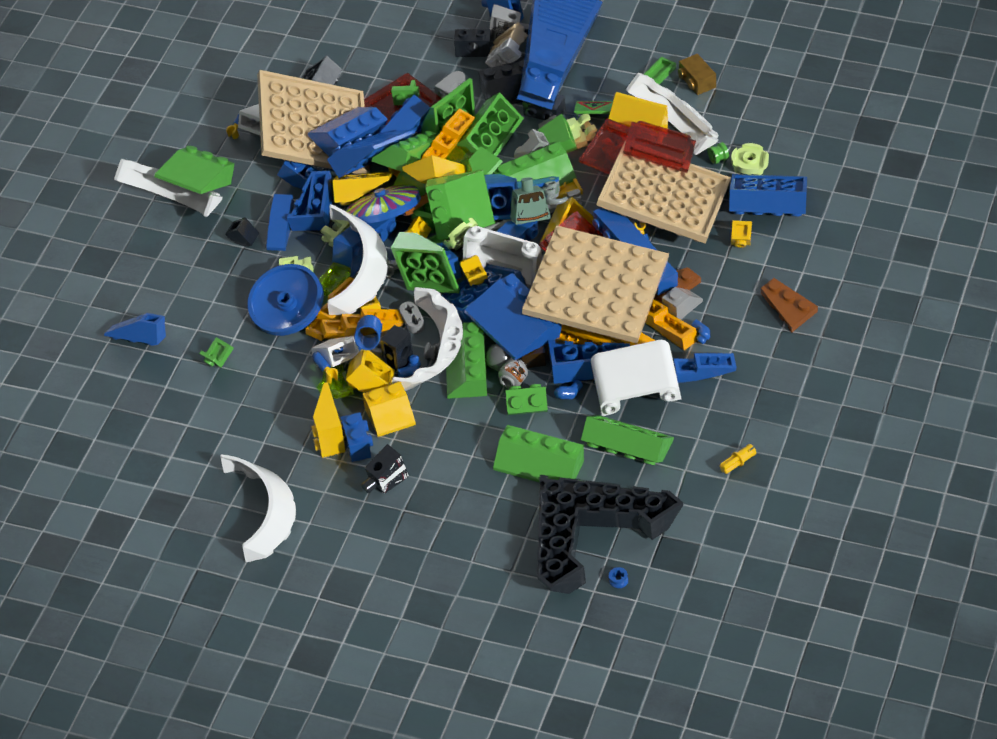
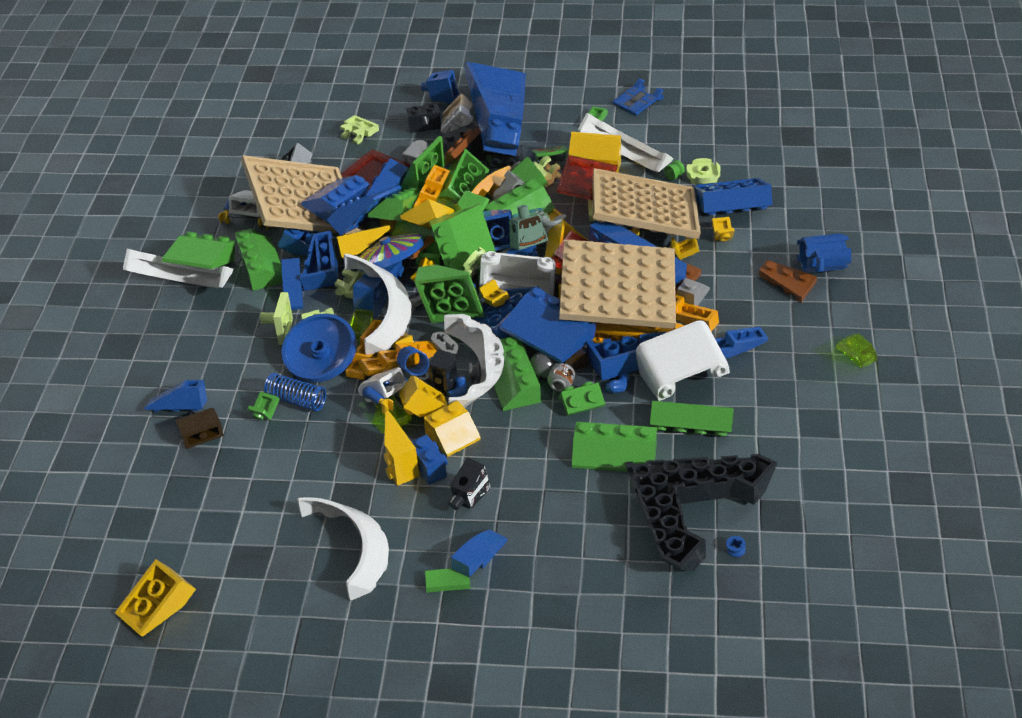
camera: 15 degrees left, 5 degrees down
(70, 527) = (154, 598): none -> yellow slope
(150, 365) = (199, 428): none -> dark brown brick
(242, 232) = (258, 298): black brick -> none
(254, 186) = (259, 259): none -> bright green slope
(257, 260) = (281, 318): none -> yellowish green tile
(264, 351) = (276, 385): none -> blue piece
(339, 559) = (446, 580): none -> bright green tile
(374, 537) = (477, 552): none -> blue slope
(401, 93) = (374, 164): bright green bracket -> none
(403, 42) = (359, 128): none -> yellowish green plate
(496, 87) = (461, 144): none -> dark orange wing
(503, 19) = (445, 96): light grey torso -> none
(514, 138) = (491, 182): none -> light orange slope
(659, 145) = (624, 168): clear red piece -> none
(692, 249) = (684, 248): none -> yellow bracket
(697, 74) = (630, 114): pearl gold brick -> none
(703, 330) = (722, 313): blue arm -> none
(716, 53) = (637, 100): none -> blue flag
(737, 459) = (803, 417): yellow axle -> none
(823, 396) = (858, 349): none -> clear neon green slope
(832, 282) = (823, 253): none -> blue container

